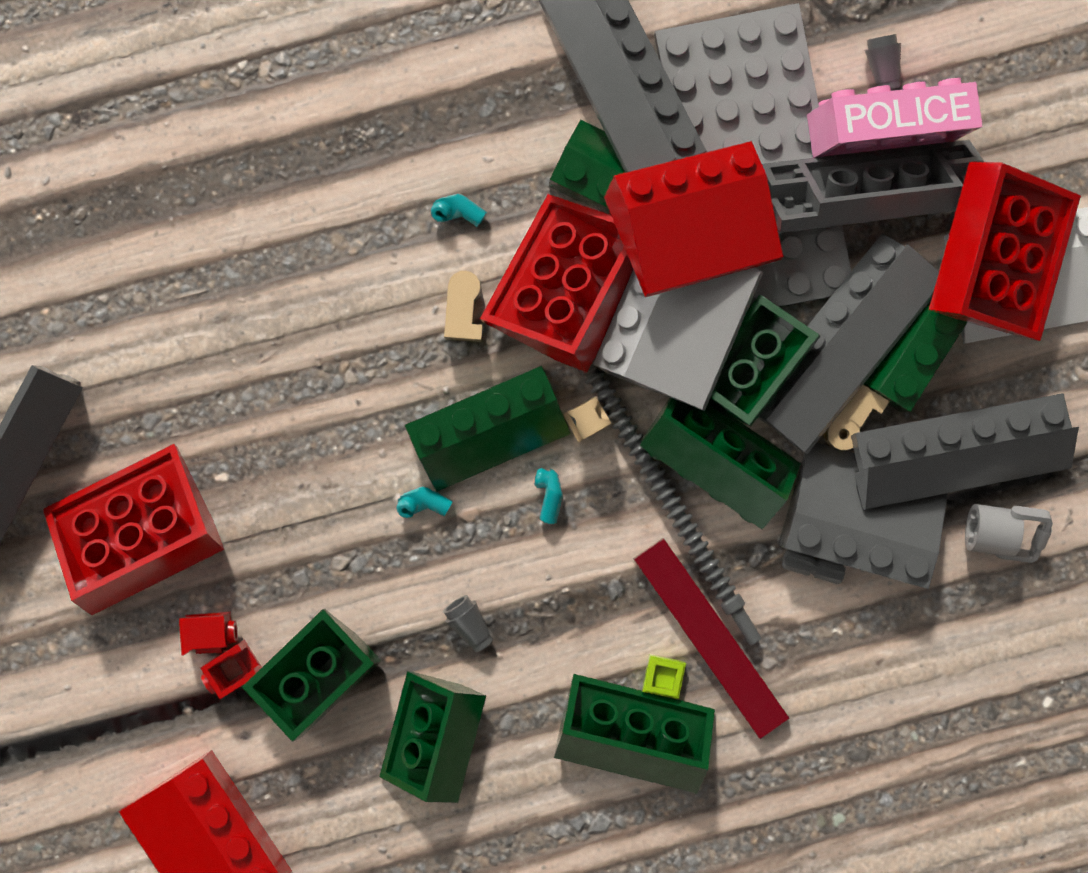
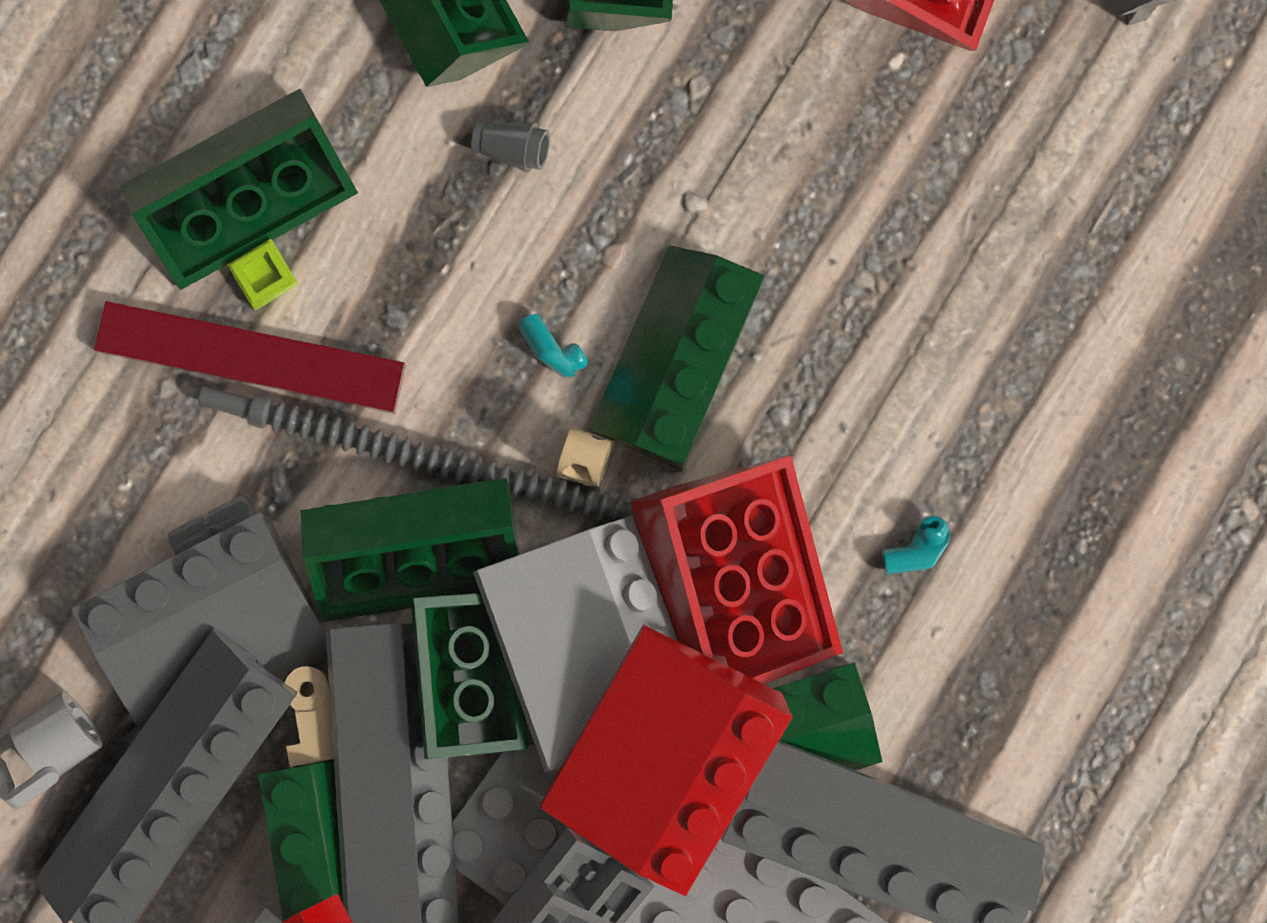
camera: 140 degrees right, 5 degrees down
(422, 499) = (676, 223): teal arm -> none
(462, 294) = (820, 450): tan leg -> none

